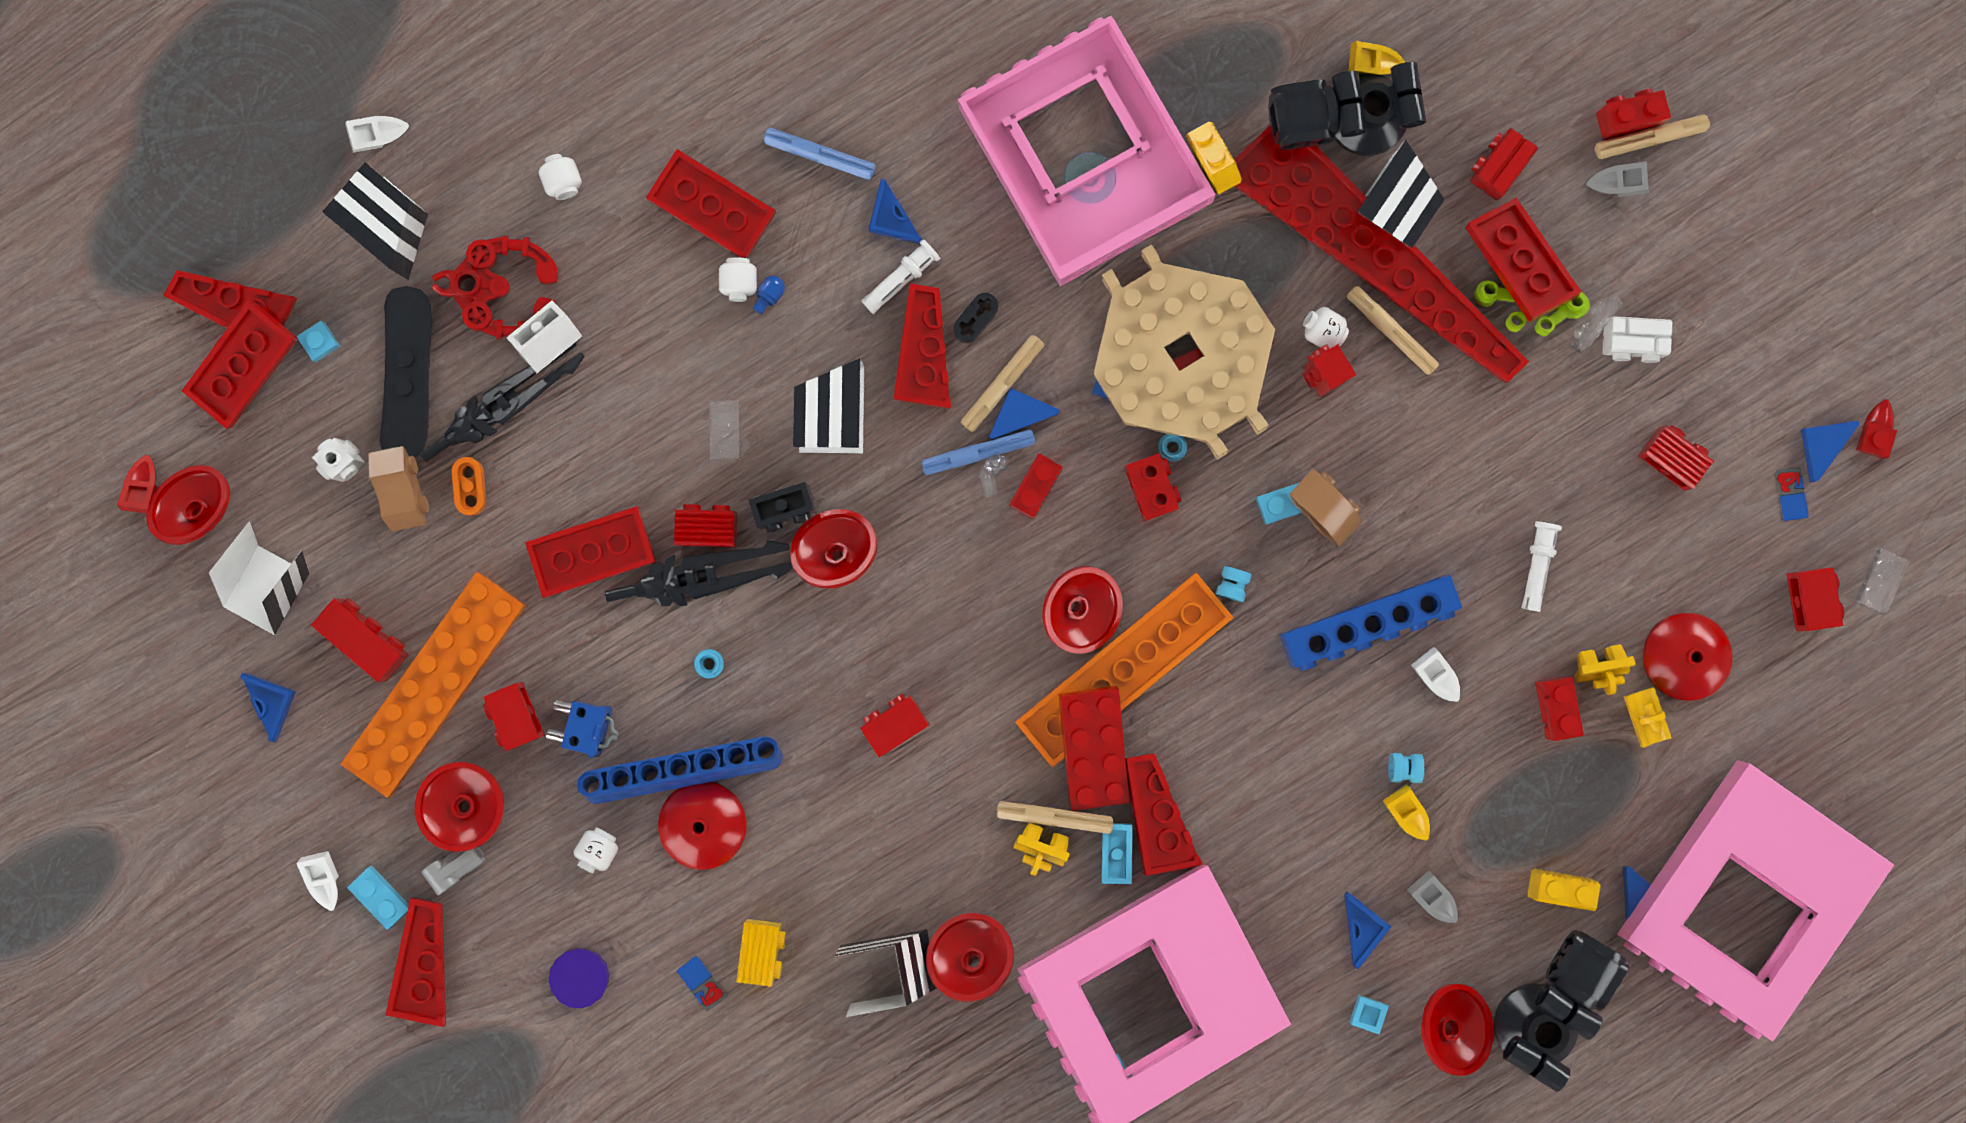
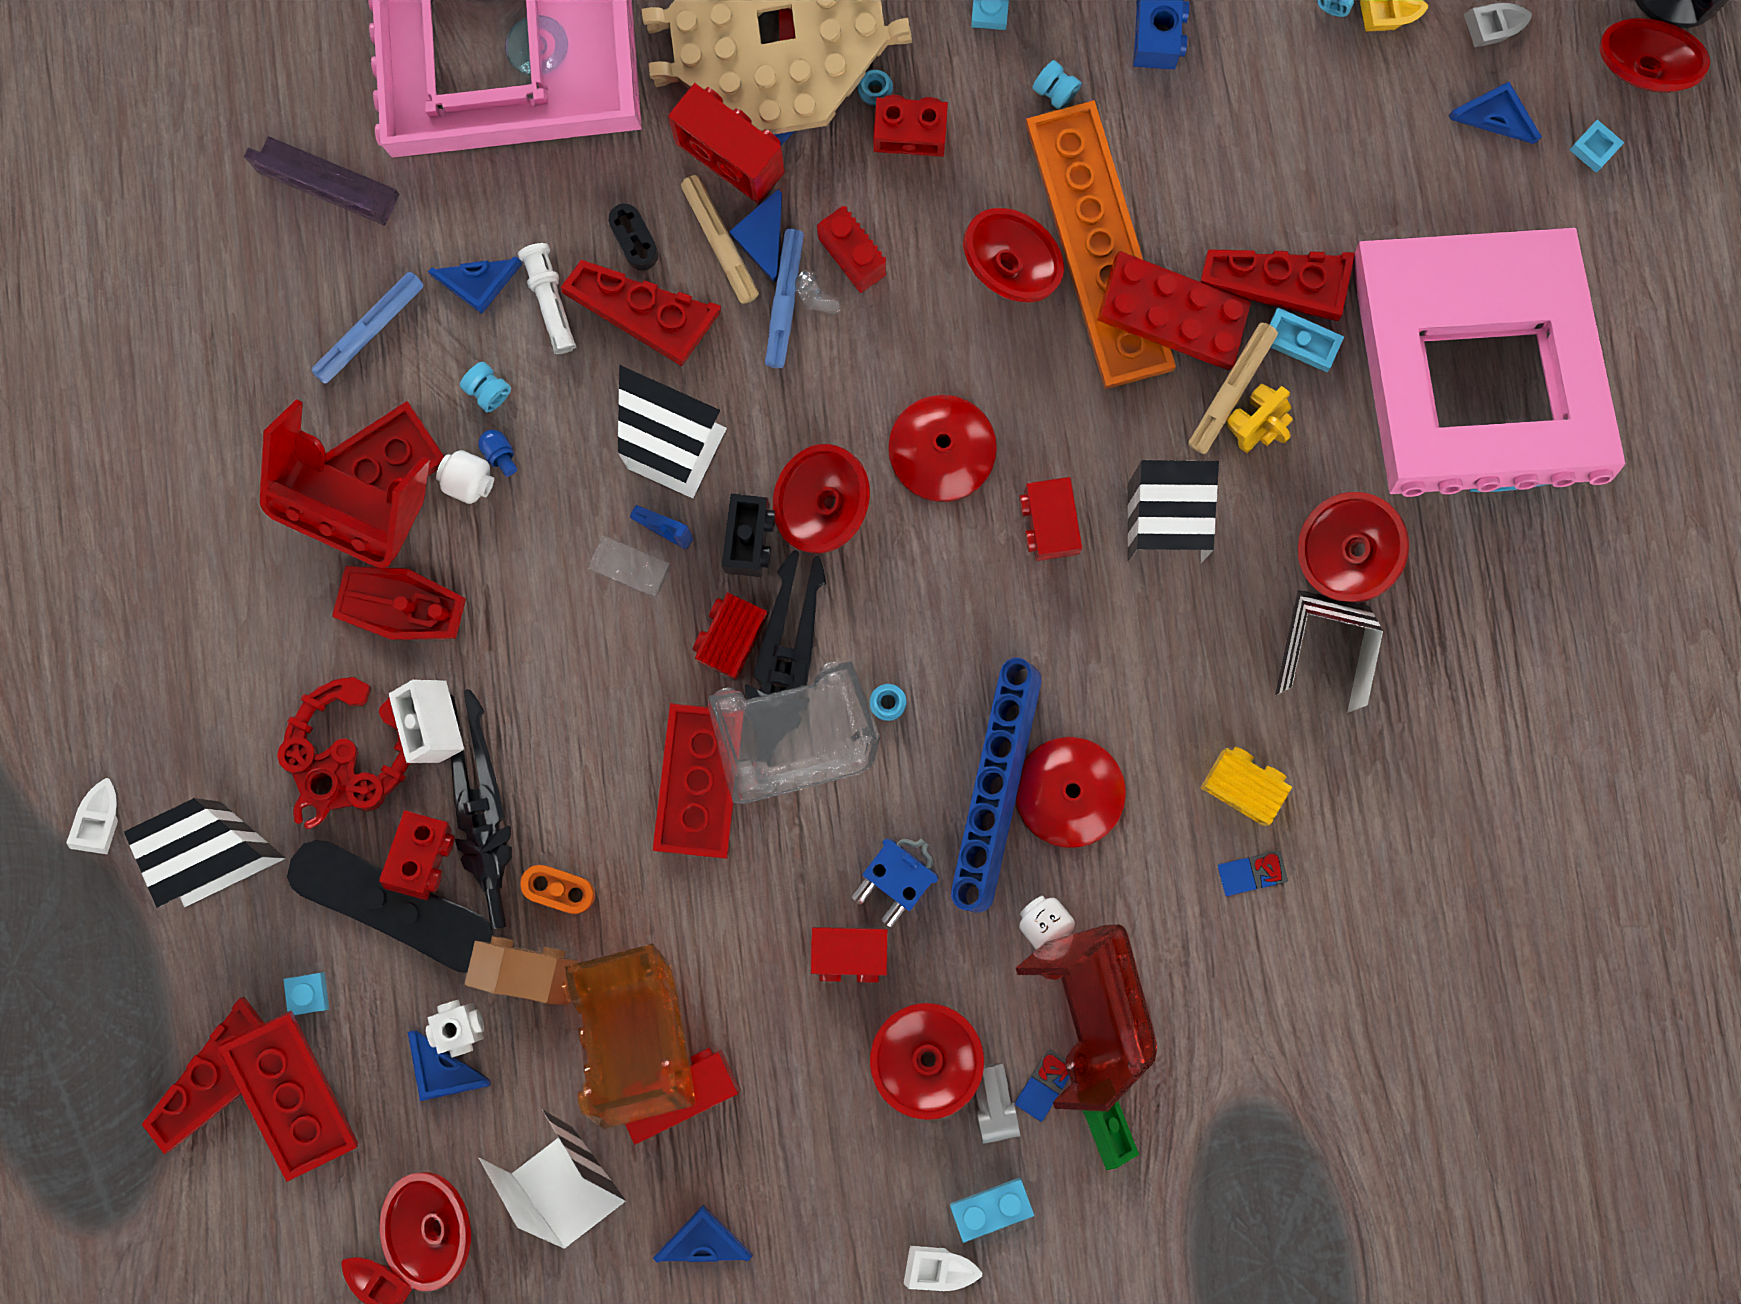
camera: 65 degrees left, 5 degrees down
(302, 465) = (439, 1073): none -> blue tile
(380, 590) = (630, 1037): none -> clear orange windscreen
(420, 968) = (1104, 1201): red wing -> none
(433, 684) = (770, 1035): orange plate -> none
(446, 375) = (417, 855): none -> red brick
(472, 956) = (1112, 1136): none -> green plate
(484, 898) = (1044, 1086): none -> sticker
(550, 922) = (1106, 1011): none -> clear red windscreen
(560, 177) = (252, 626): white head -> none
(579, 978) = (1187, 1012): dark purple tile -> none
(624, 274) = (398, 604): none -> red piece
(651, 606) = (794, 735): none -> clear windscreen
(673, 194) = (332, 504): none -> red windscreen
(764, 440) = (663, 526): none -> blue tile
(811, 262) = (485, 387): none -> medium azure wheel
(917, 68) = (324, 180): none -> clear purple fence
(931, 813) = (1172, 506): none -> black sticker
(939, 620) = (936, 471): none -> red dish
(1074, 357) = (727, 142): none -> red brick

